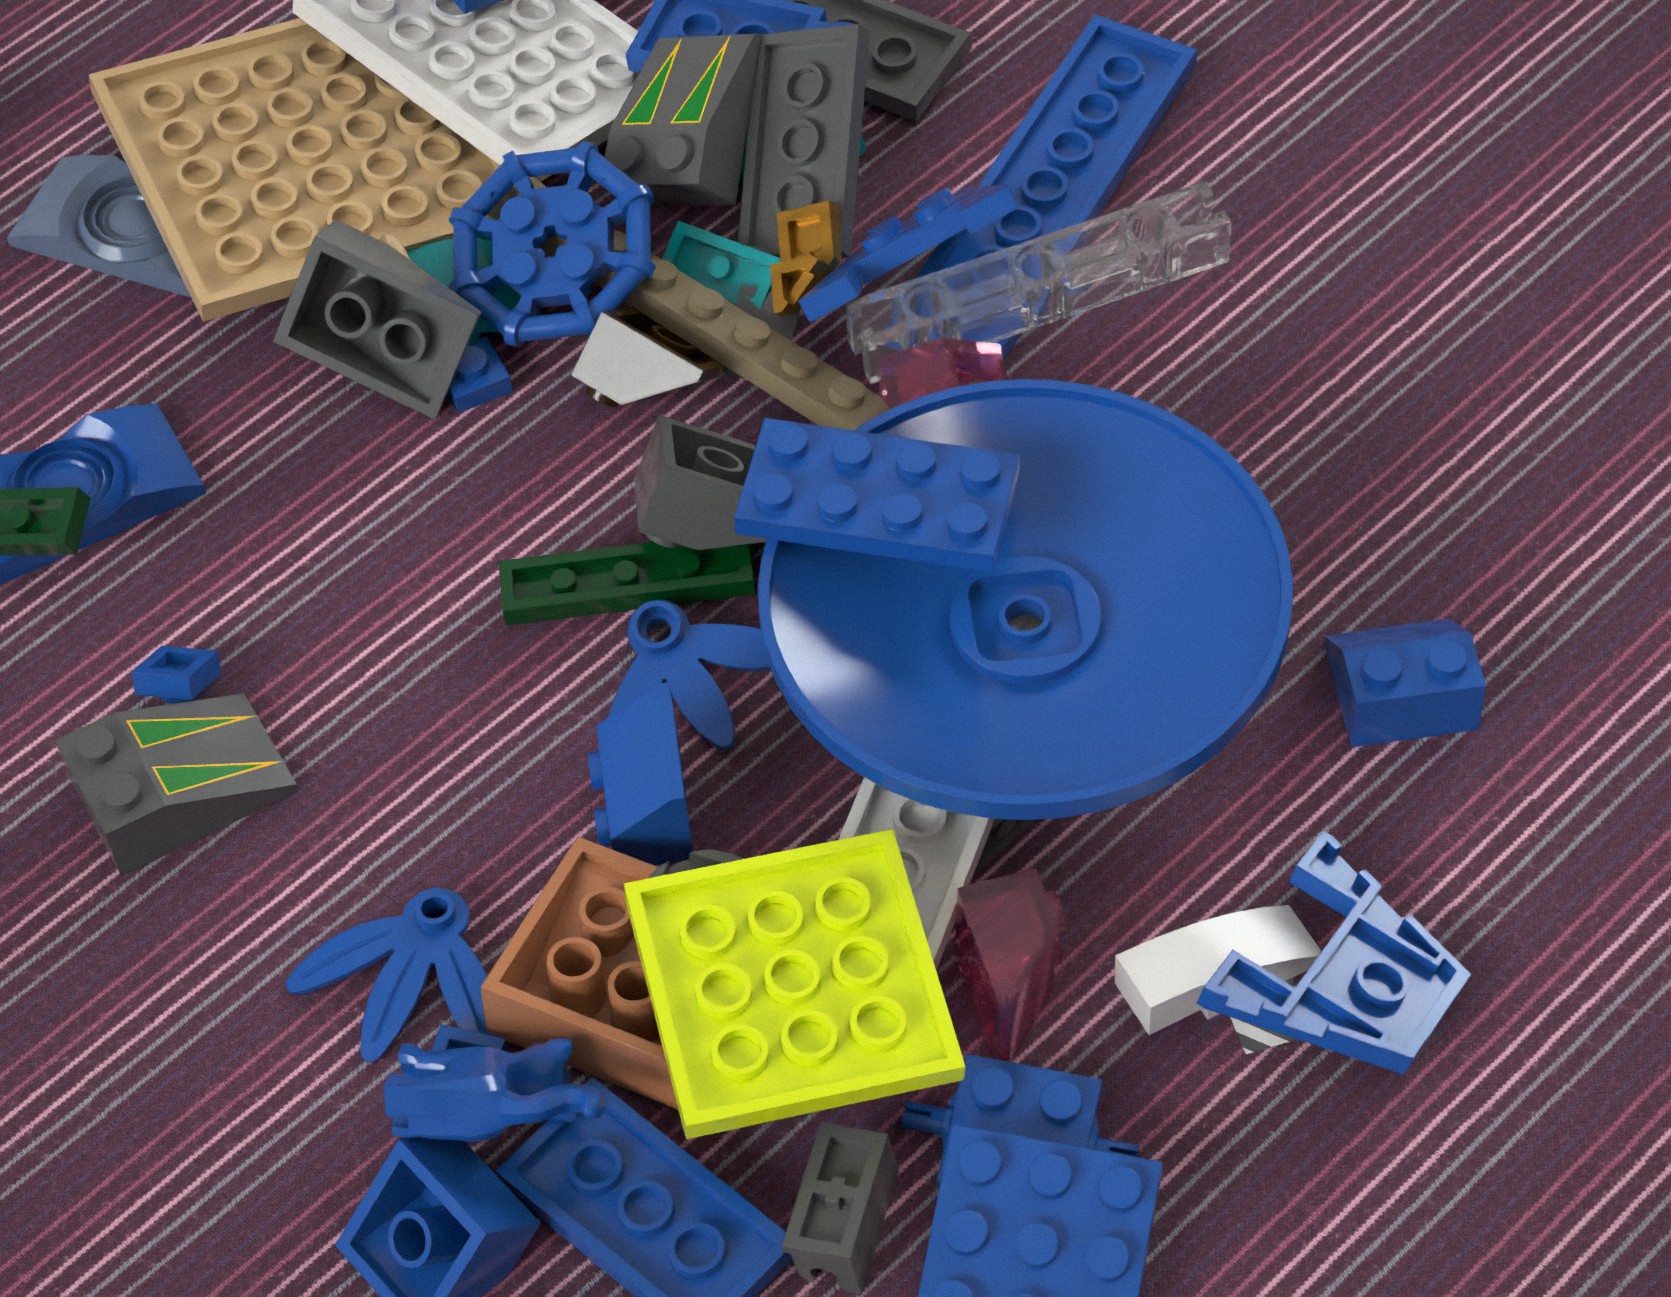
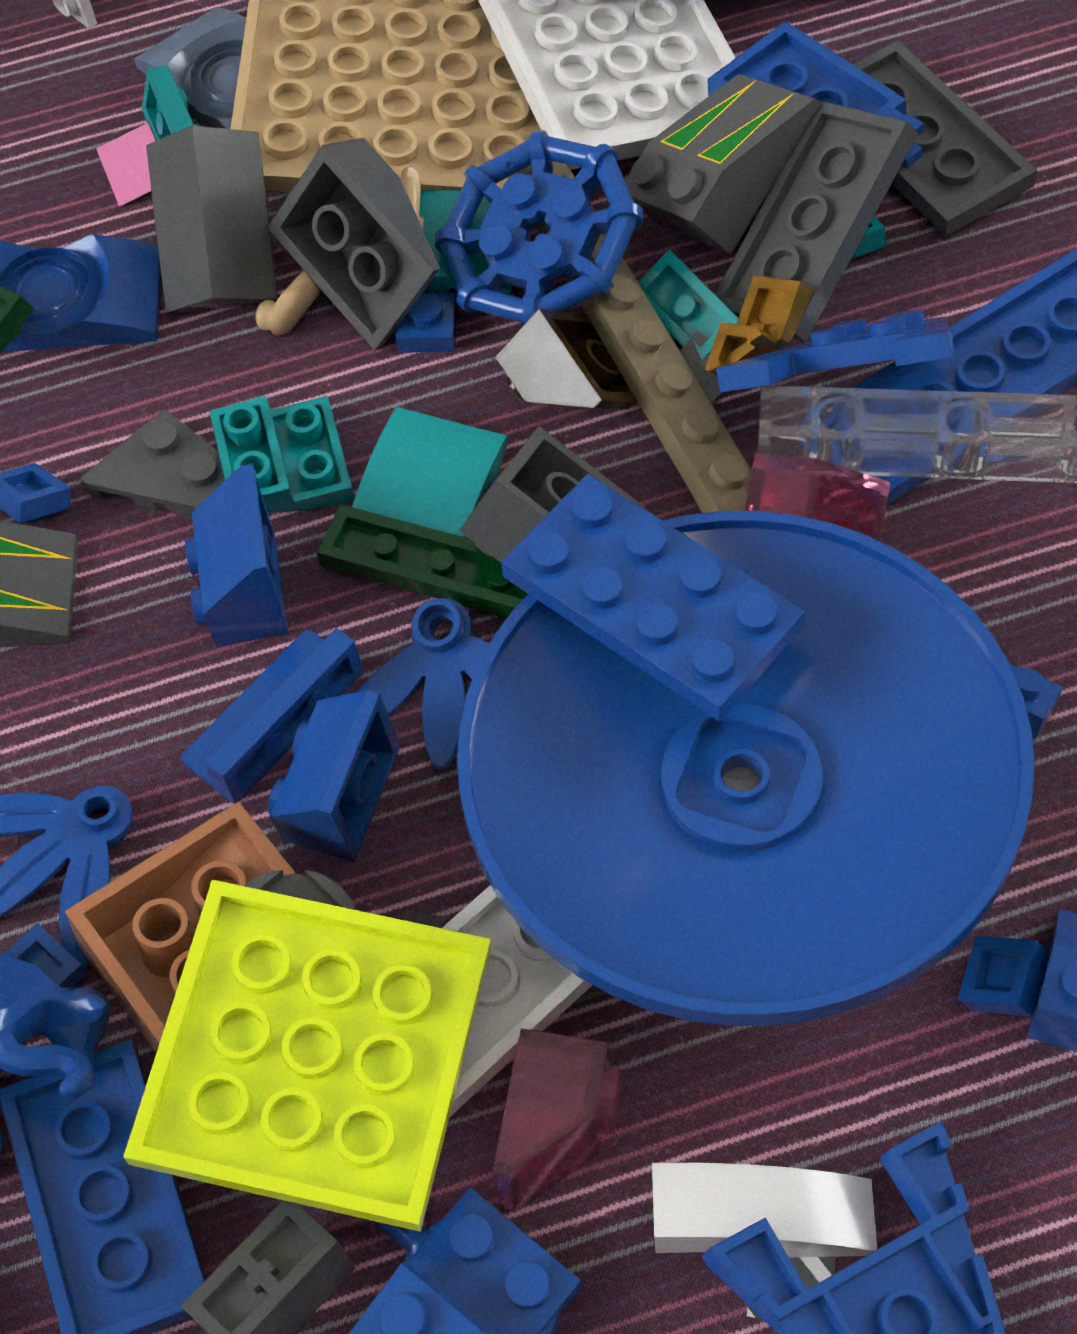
camera: 30 degrees right, 5 degrees up
(73, 338) = (127, 164): none -> bright pink sticker
(95, 283) = (164, 103): none -> teal plate
(209, 355) = (211, 219): none -> dark grey slope
(300, 601) = (159, 468): none -> dark grey wing
(333, 403) = (290, 306): none -> tan arm
(410, 542) = (291, 451): none -> teal slope
(436, 645) = (236, 563): none -> blue slope
(542, 766) = (265, 717): none -> blue panel
(565, 500) = (430, 471): none -> teal slope
(1310, 702) = (1003, 975): none -> blue plate

